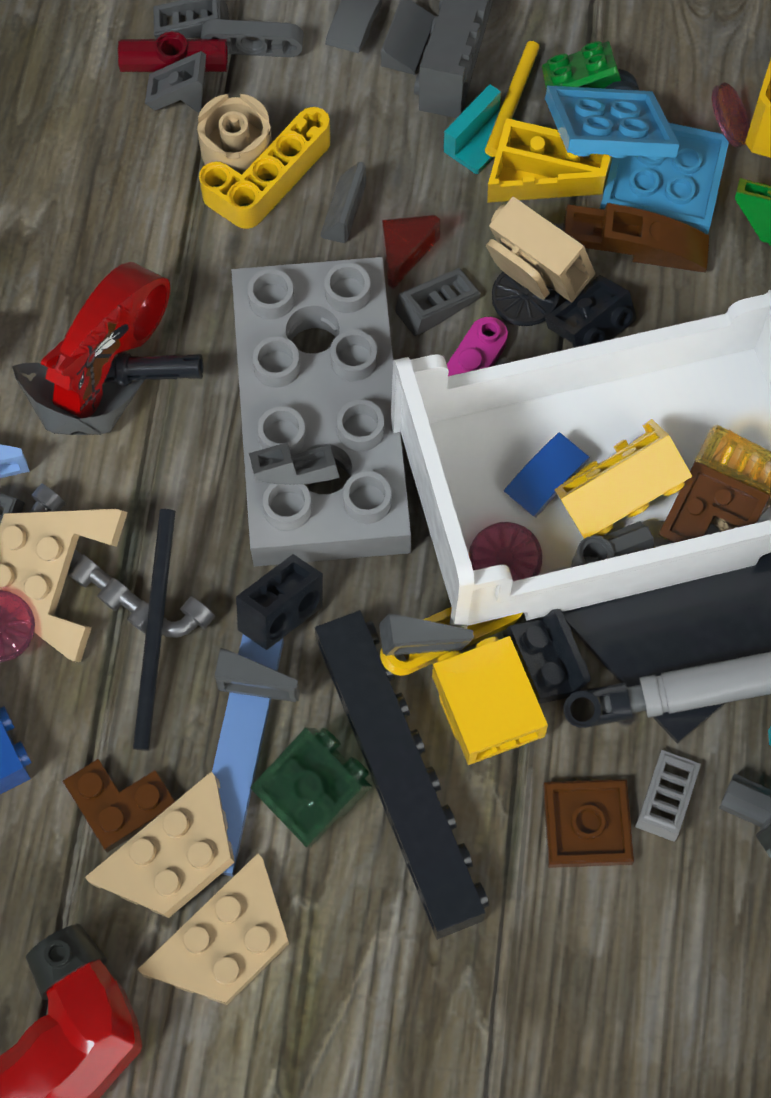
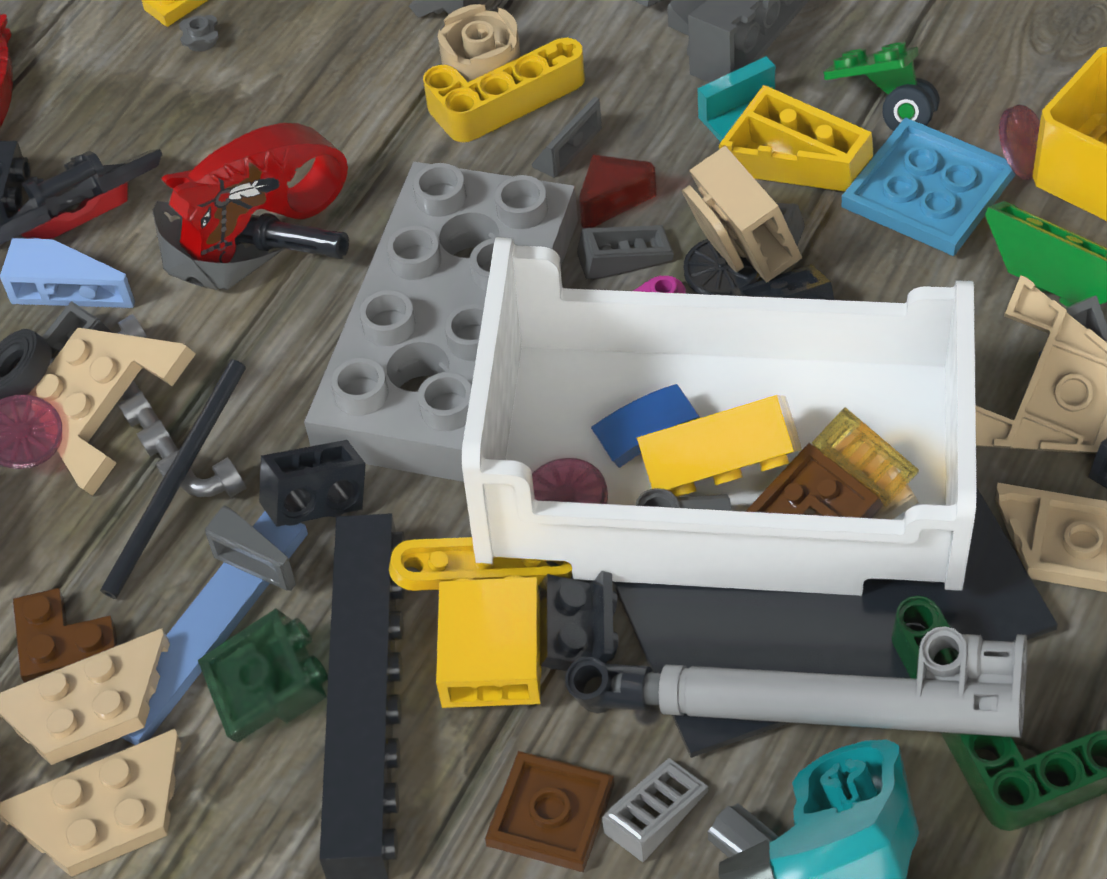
camera: 25 degrees right, 15 degrees down
(280, 467) = (369, 345): dark grey slope -> none
(412, 636) = (435, 546): dark grey slope -> none
(513, 95) = (809, 64): yellow bar -> none
(611, 122) = (874, 111): dark azure plate -> none
(639, 233) = (870, 229): reddish brown slope -> none

